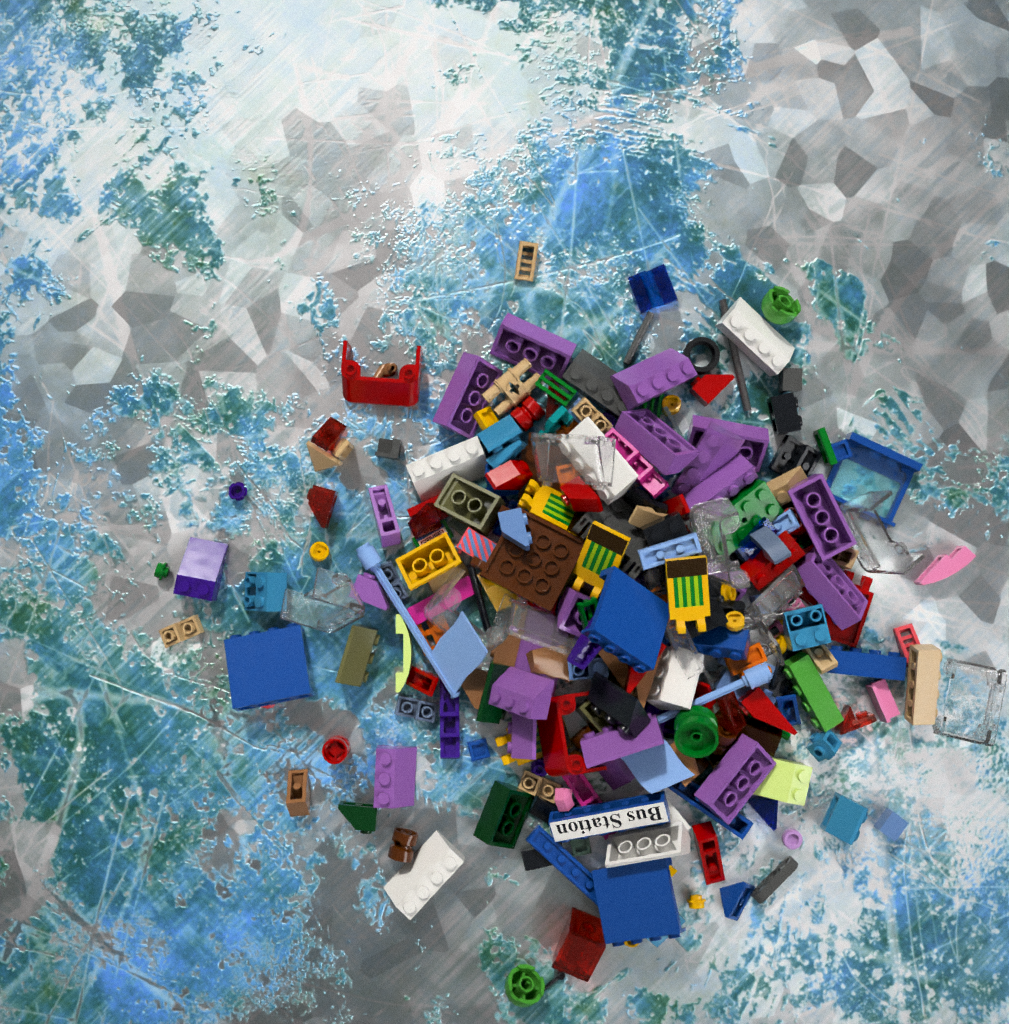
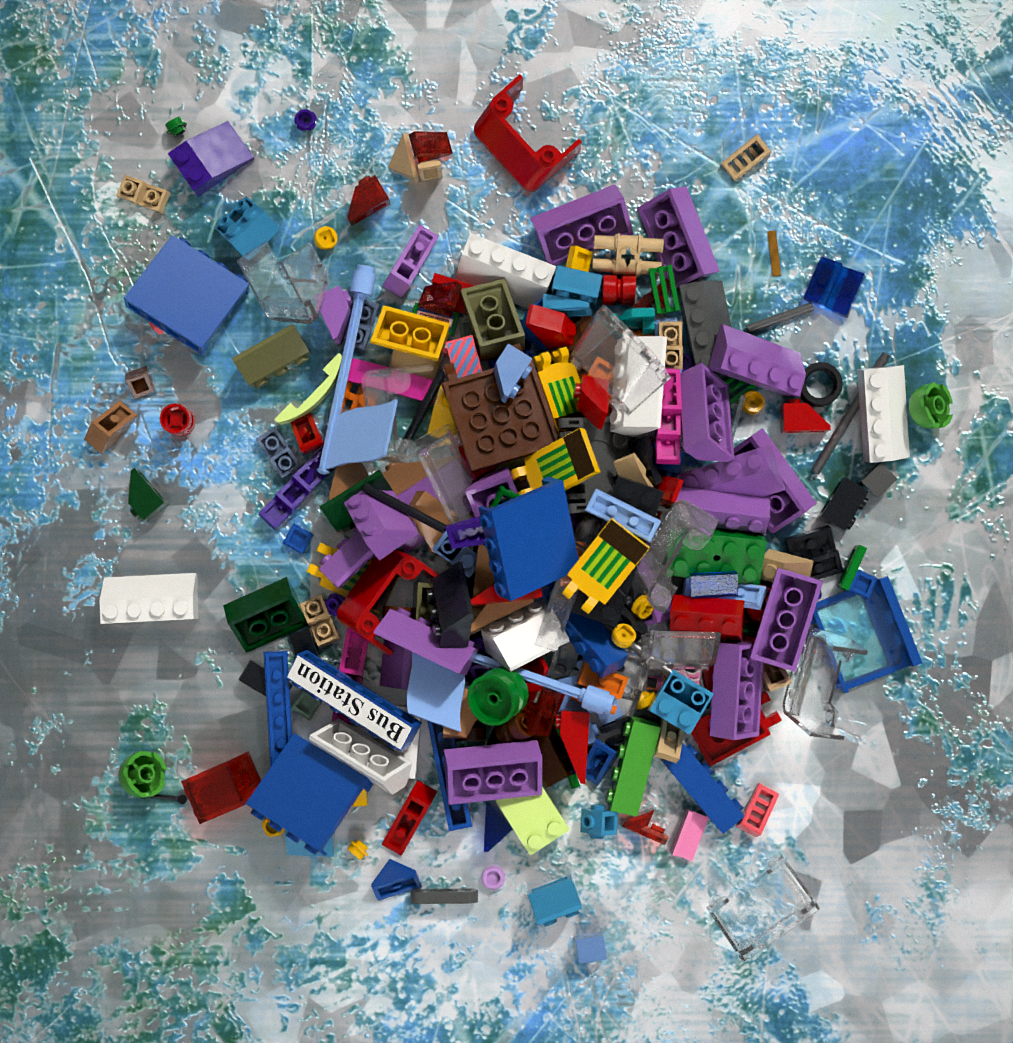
camera: 55 degrees right, 0 degrees up
(290, 747) = (139, 382): none -> reddish brown slope
(386, 370) = (533, 137): medium nougat arm -> none
(389, 449) = (470, 207): dark grey panel -> none
(394, 776) = (204, 491): medium lavender slope -> none
(402, 848) = (157, 555): reddish brown wheel -> none
(530, 672) = (405, 508): none -> black bar
(563, 799) = (329, 649): bright pink piece -> none
(597, 302) = (774, 254): none -> pearl gold piece
(771, 545) = (717, 597): sand blue slope -> none
(922, 684) = (736, 852): tan brick -> none
(946, 565) = (857, 772): bright pink slope -> none

